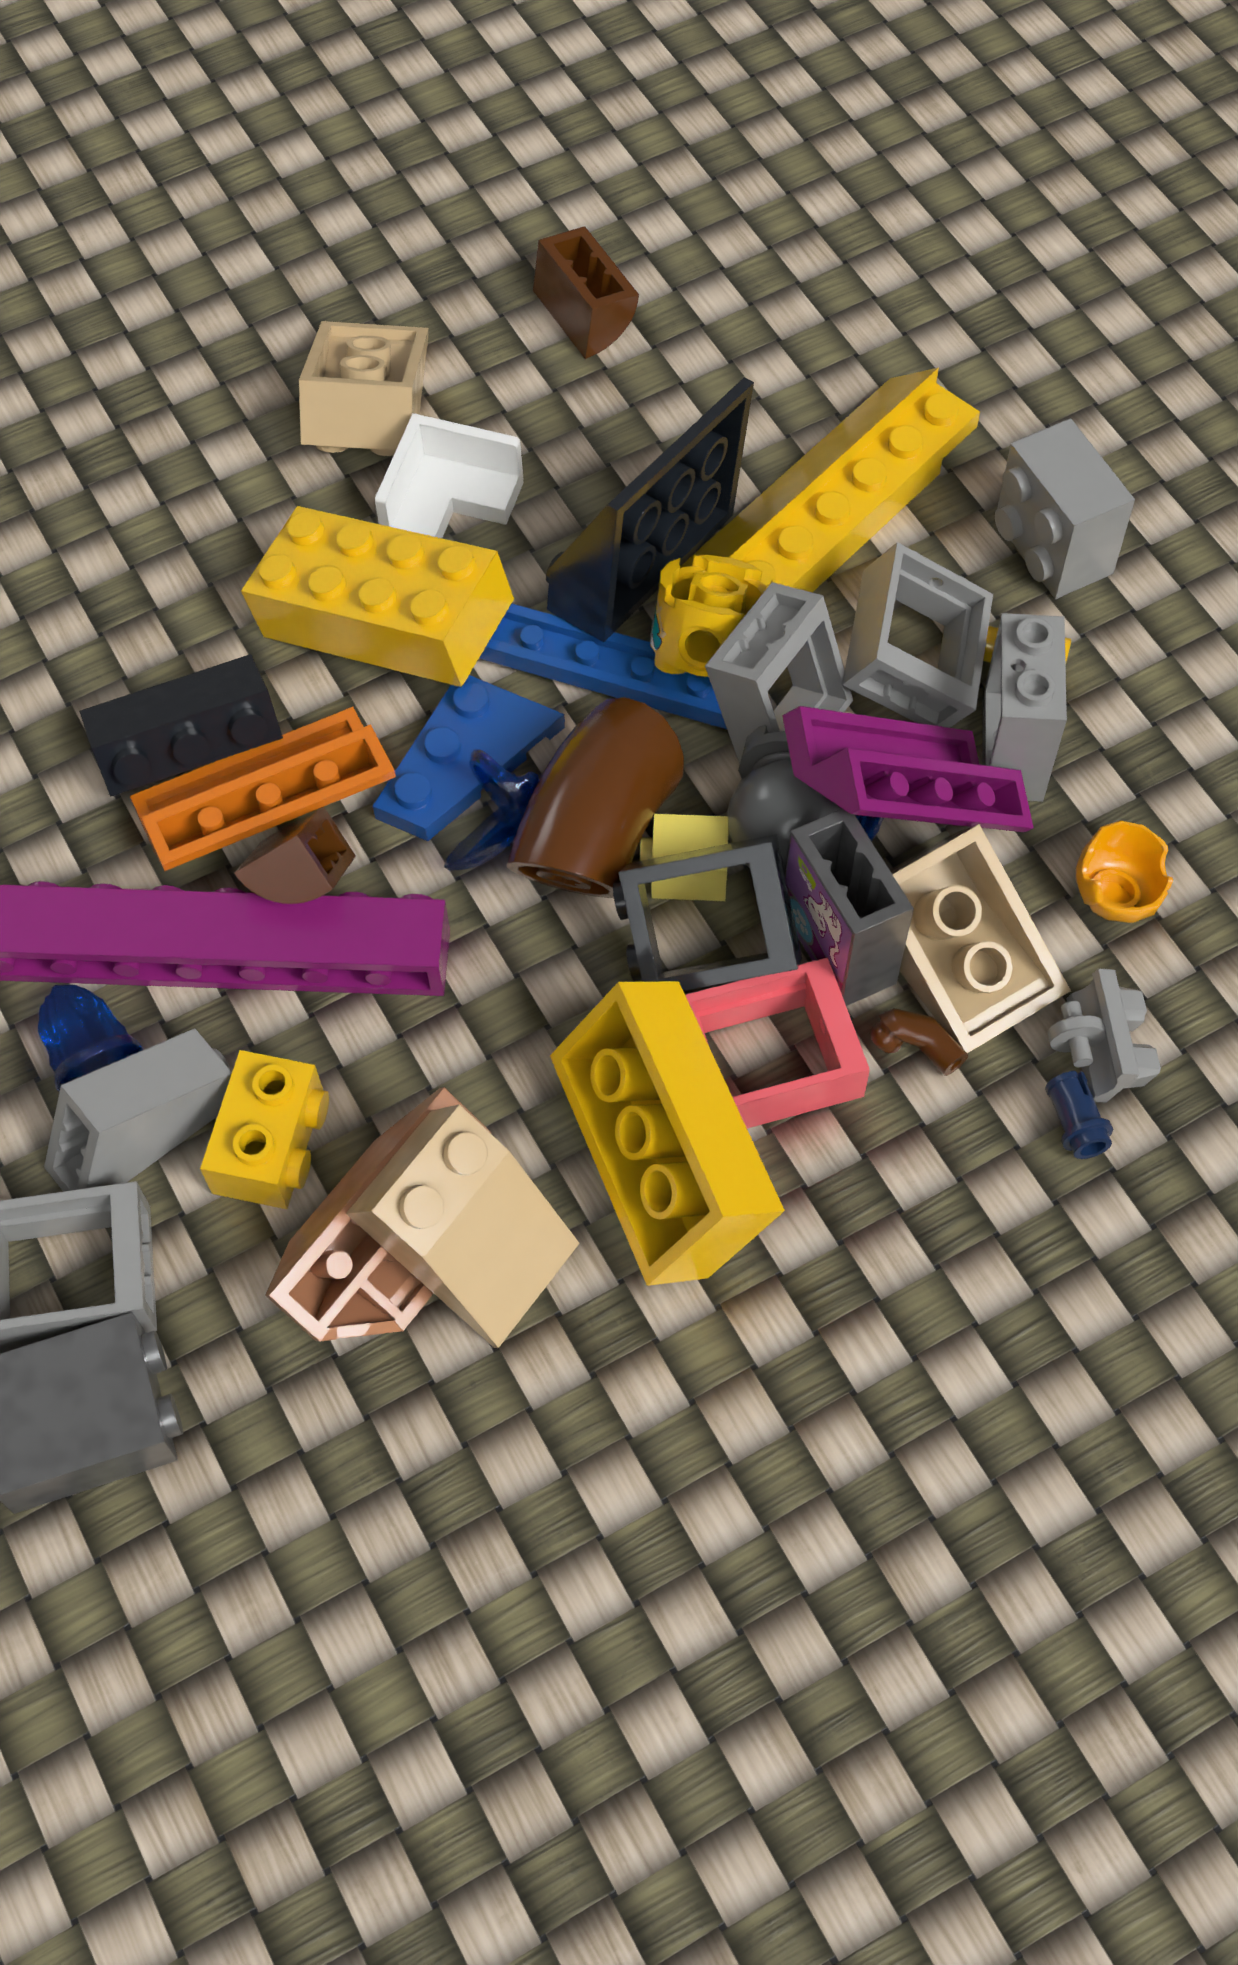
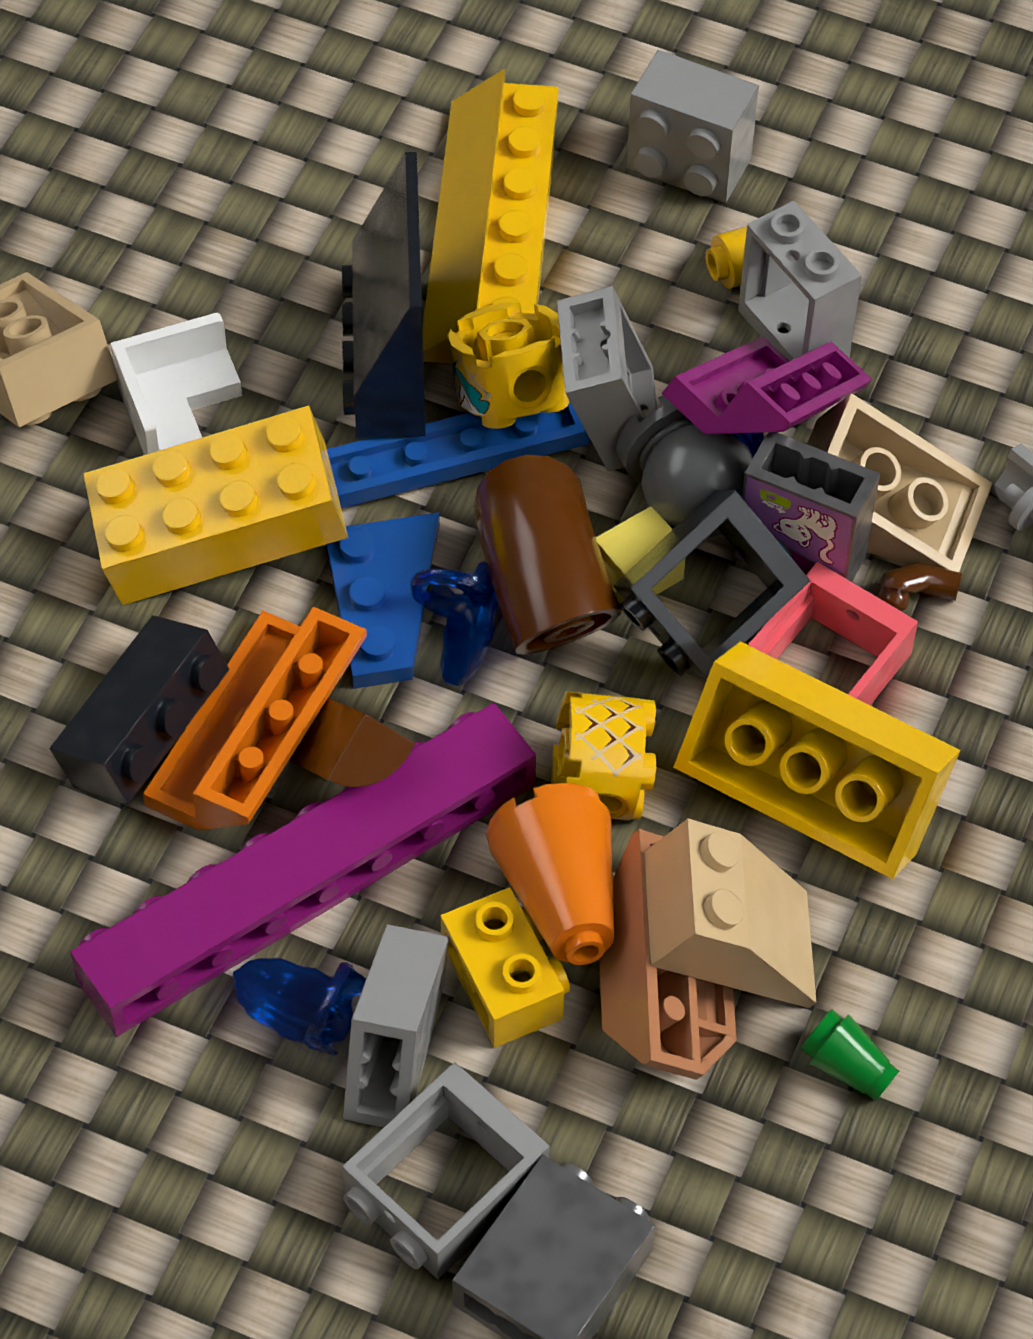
camera: 40 degrees left, 5 degrees down
(364, 1078) = (560, 867): none -> orange cone
(476, 1414) = (849, 1055): none -> green cone
(492, 1004) = (605, 749): none -> yellow brick
(583, 290) = (143, 166): reddish brown brick -> none
(898, 678) = (712, 309): light grey window -> none
(1123, 872) = (960, 374): light orange hair -> none

